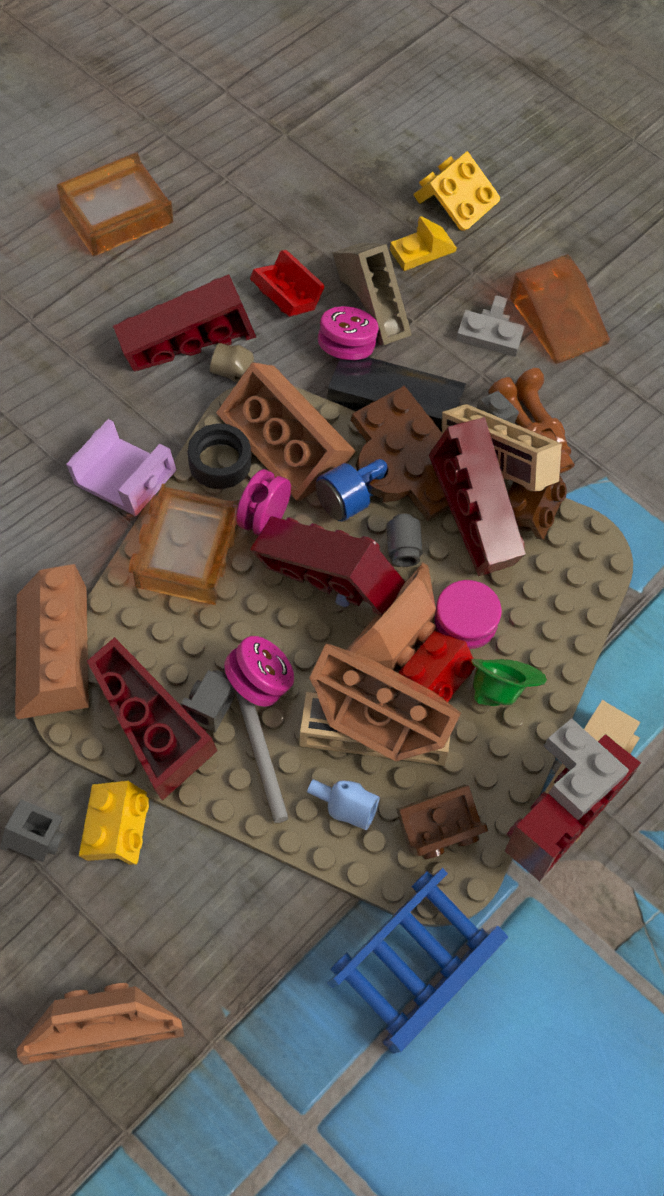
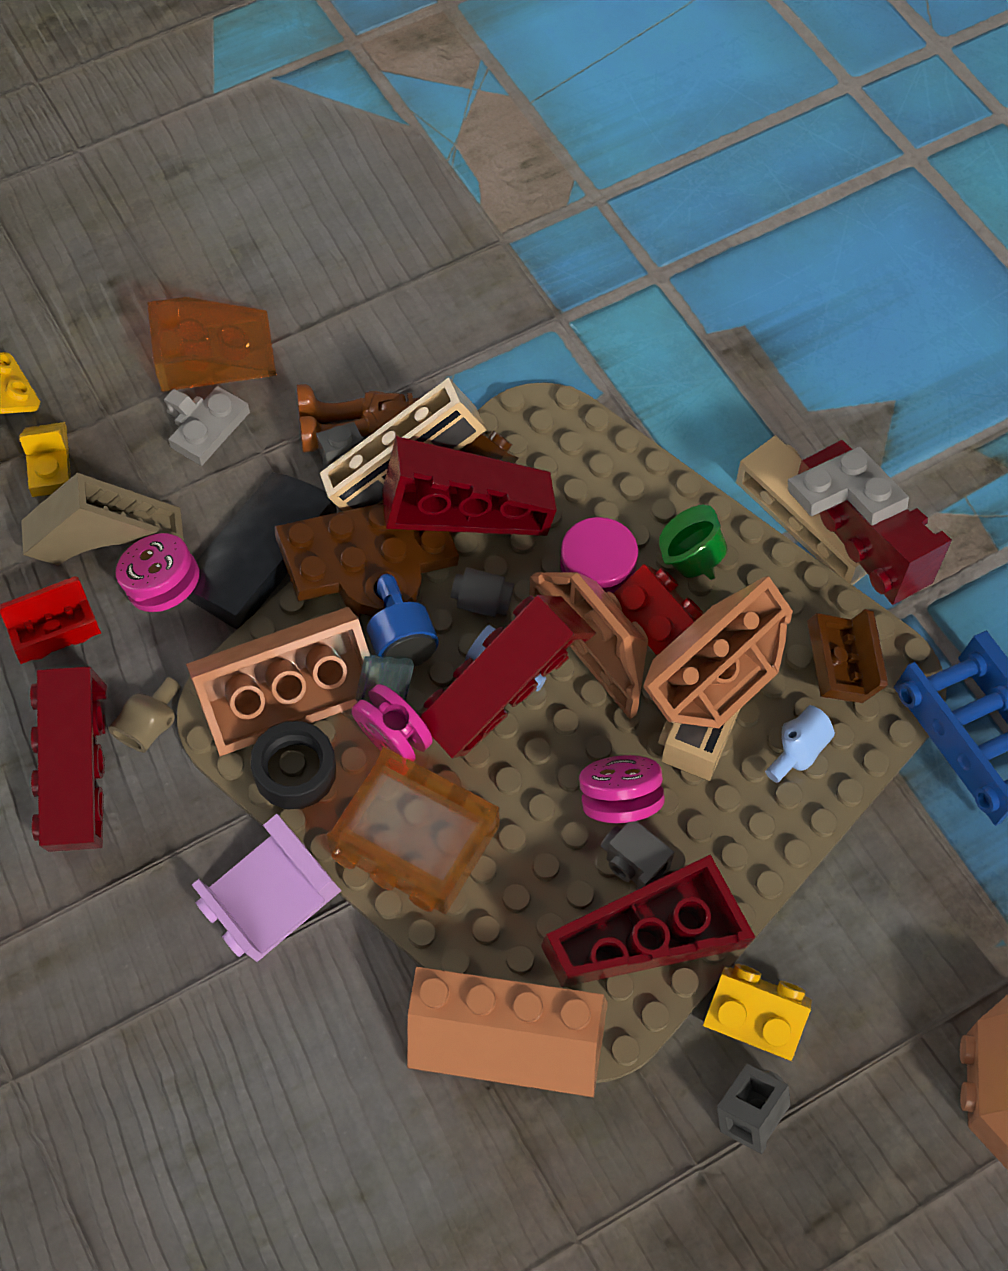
camera: 70 degrees left, 0 degrees up
(263, 760) = (722, 821): light grey bar -> none
(304, 491) = (385, 671): none -> clear light blue piece

